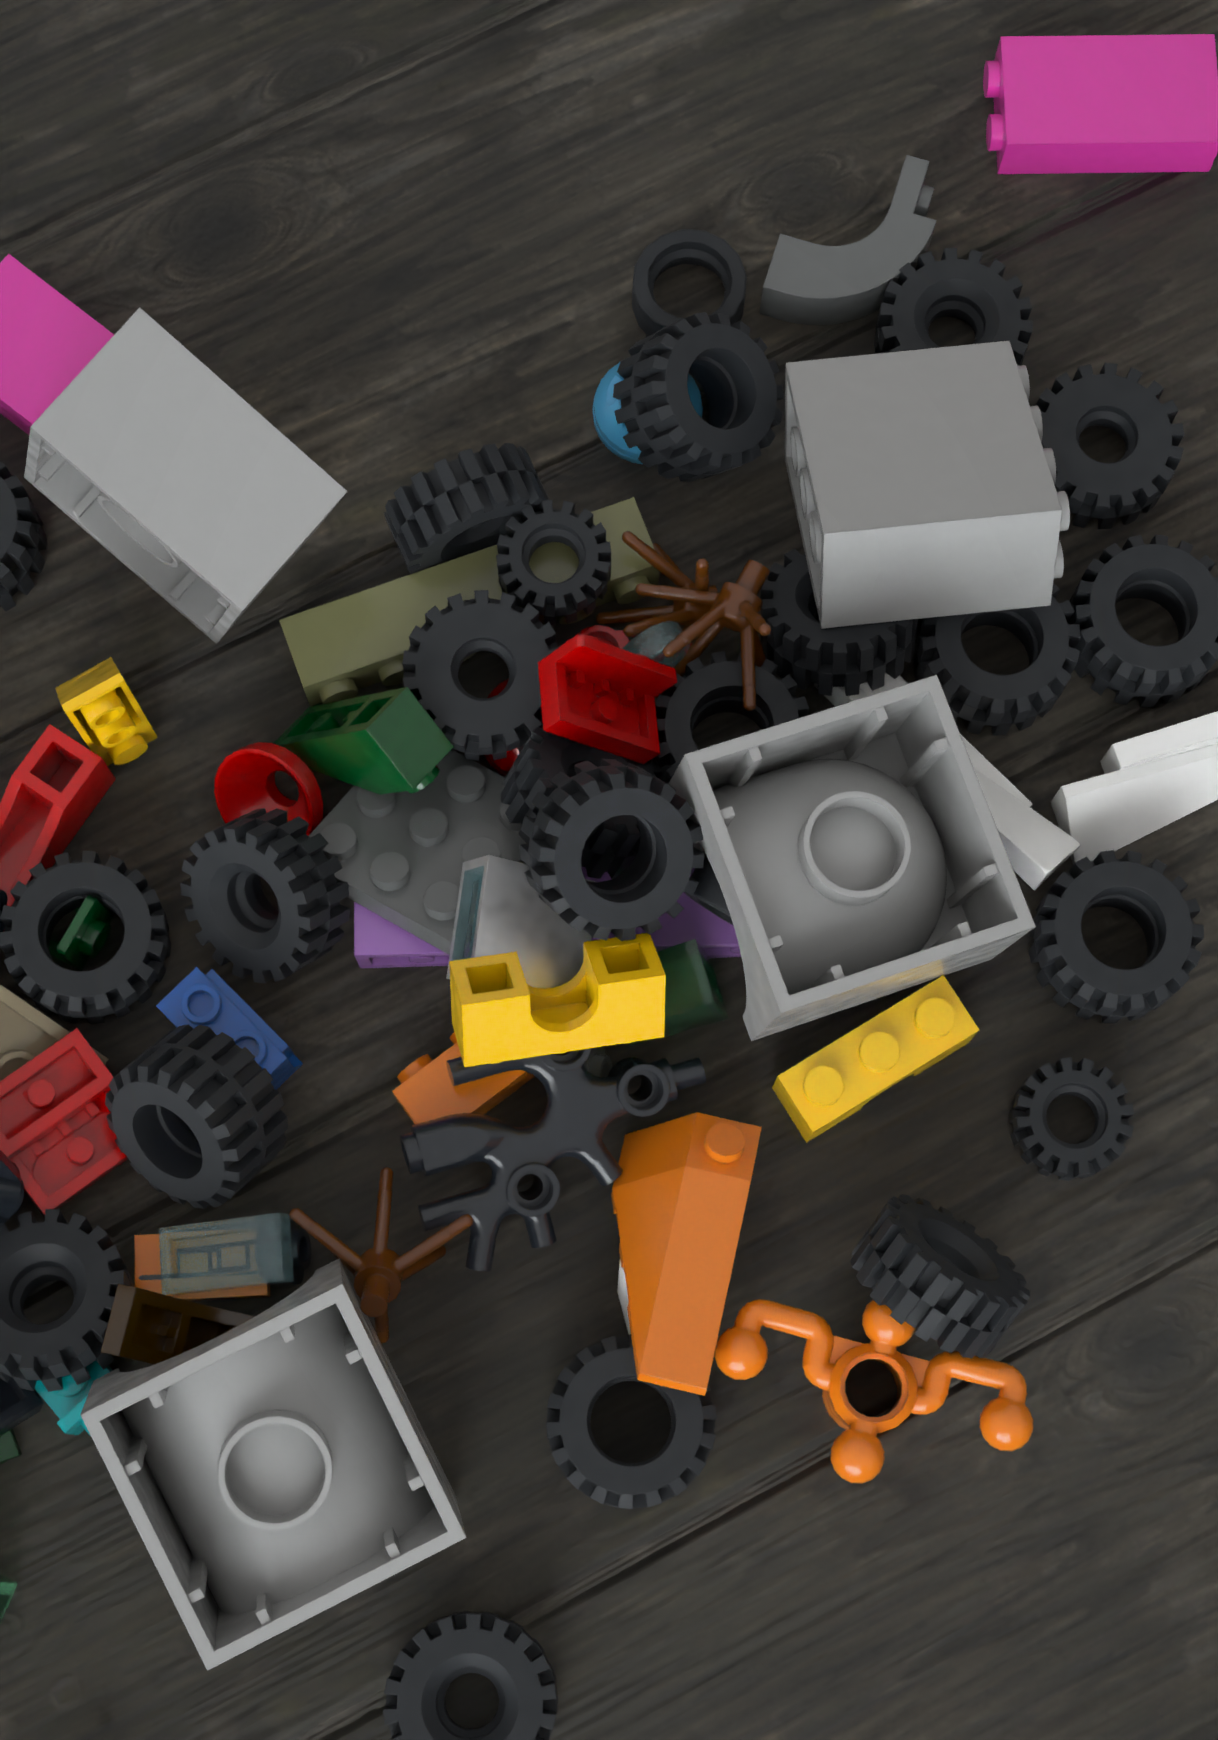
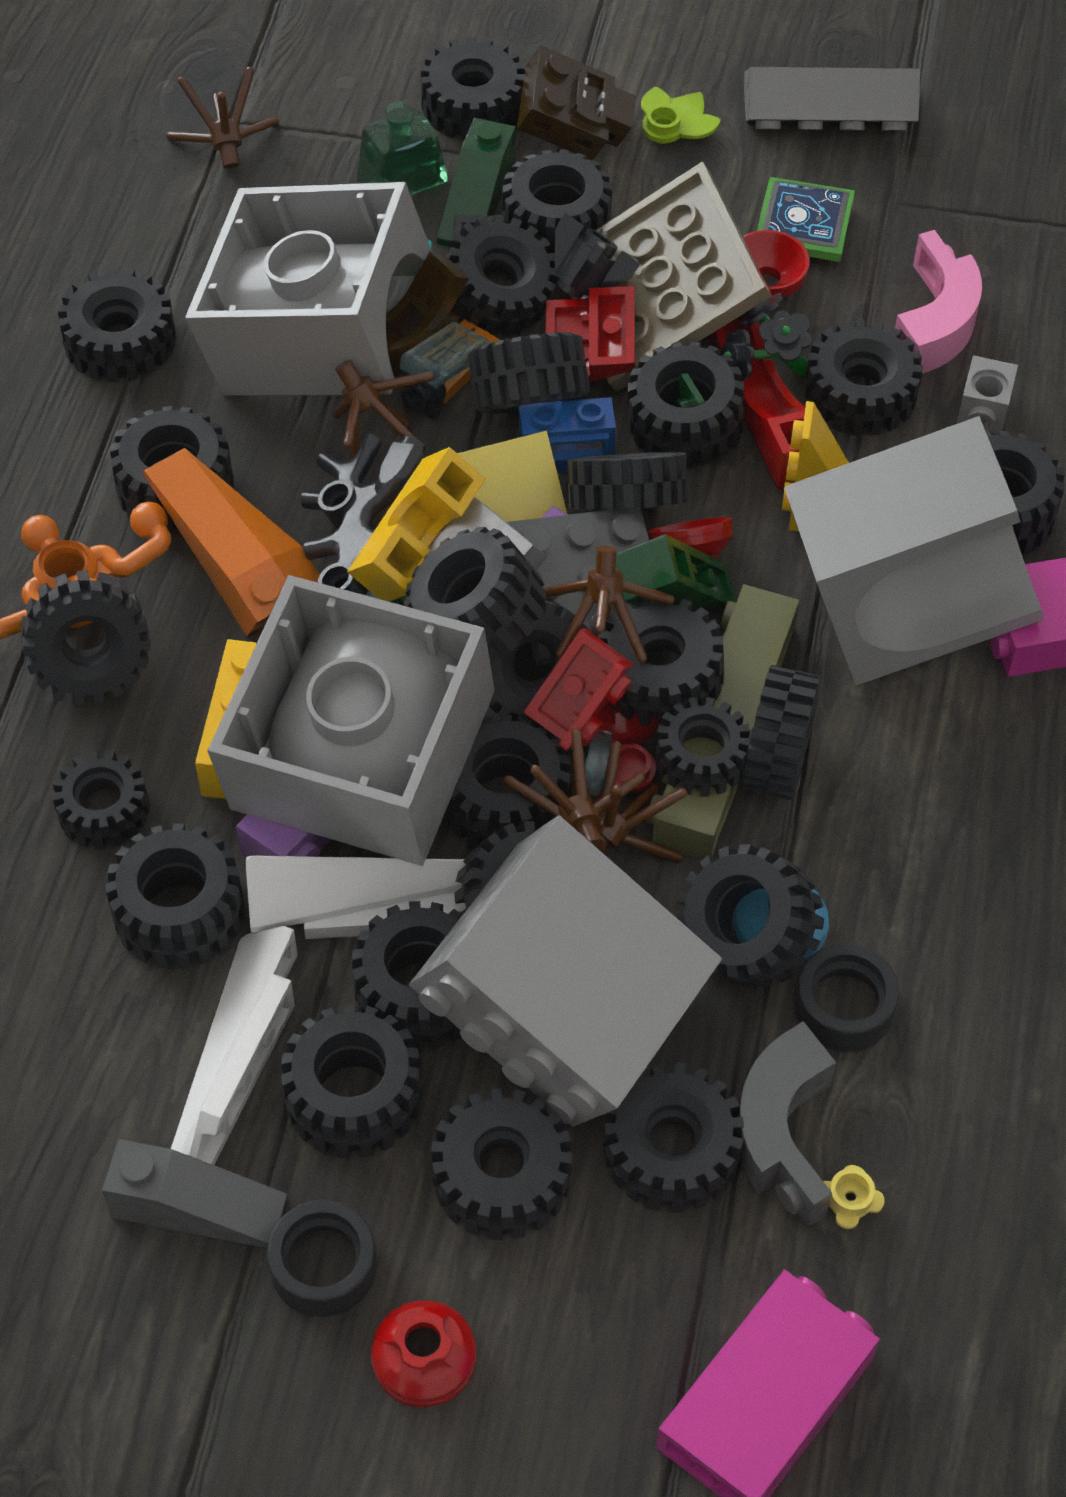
camera: 130 degrees right, 20 degrees down
(357, 1027) = (518, 477): none -> light yellow tile
(488, 738) = (605, 588): none -> reddish brown plant
(878, 152) = (856, 1181): none -> light yellow plate

